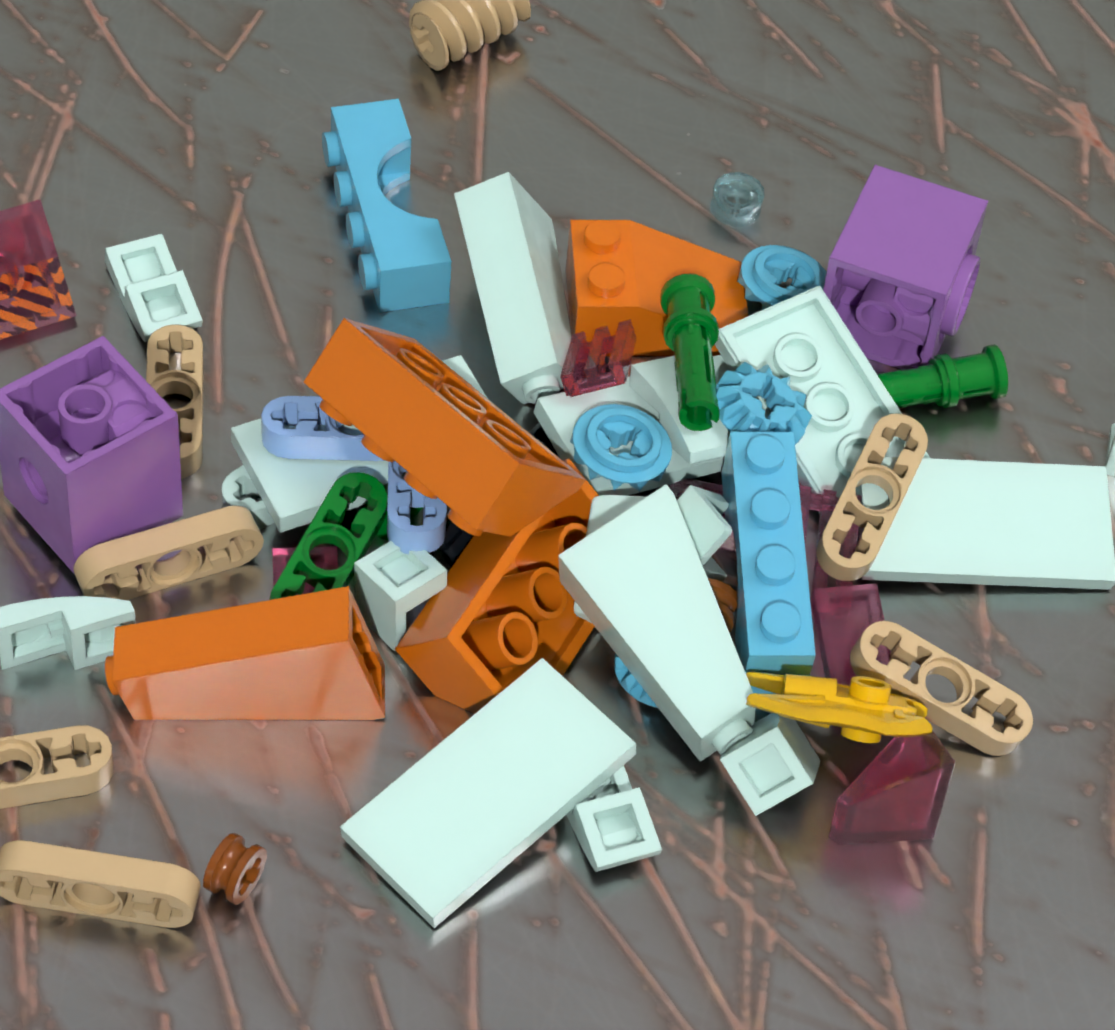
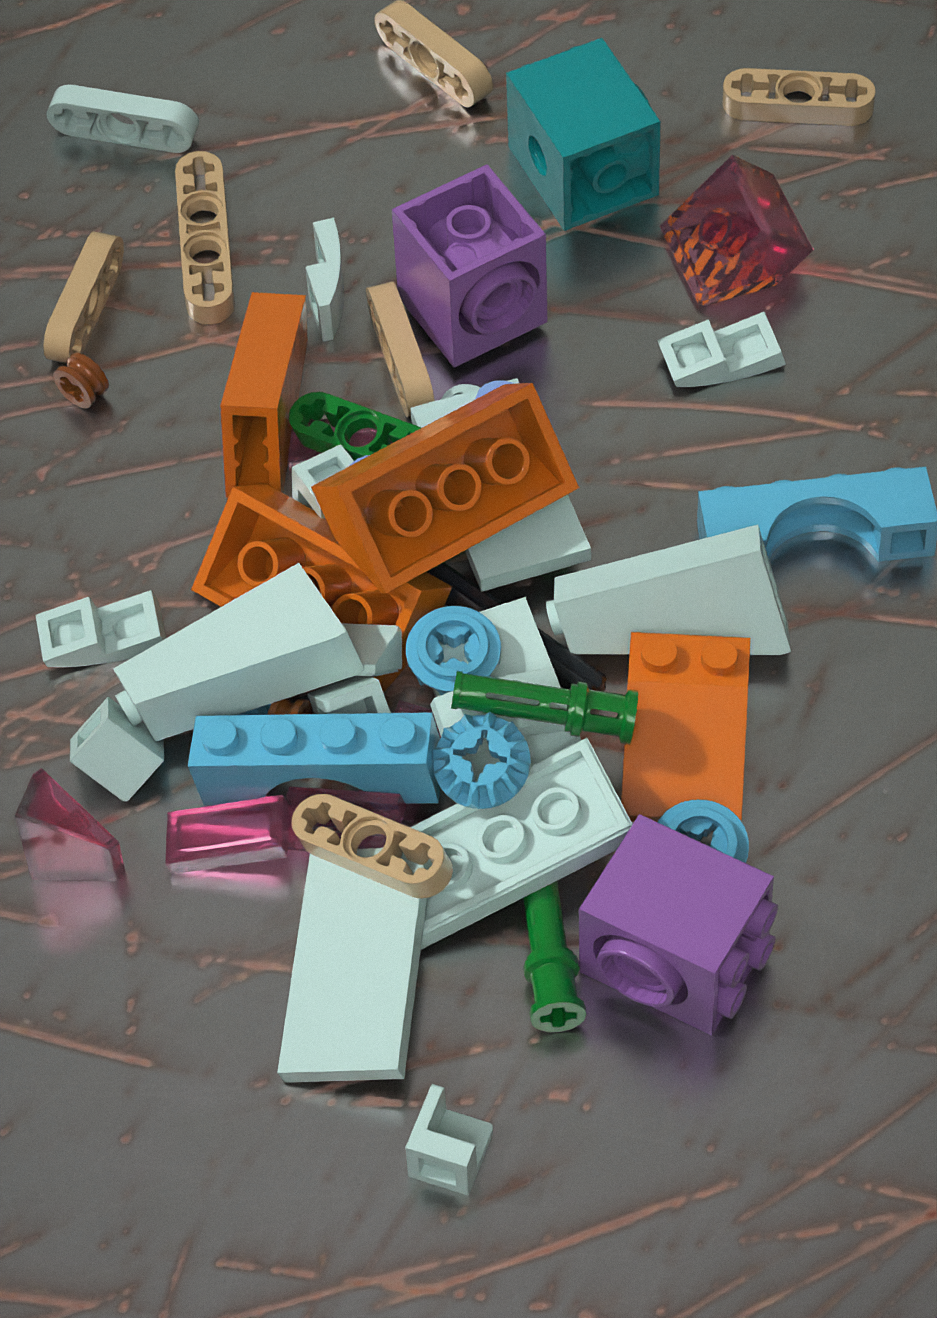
camera: 105 degrees right, 5 degrees up
(186, 381) = (601, 379): tan beam -> none
(488, 792) = (120, 544): light aqua tile -> none
(589, 360) = (571, 648): clear pink tile -> none
(737, 185) = (837, 814): clear light blue bush -> none
(862, 709) = (121, 778): yellow piece -> none
(968, 682) = (168, 912): tan beam -> none

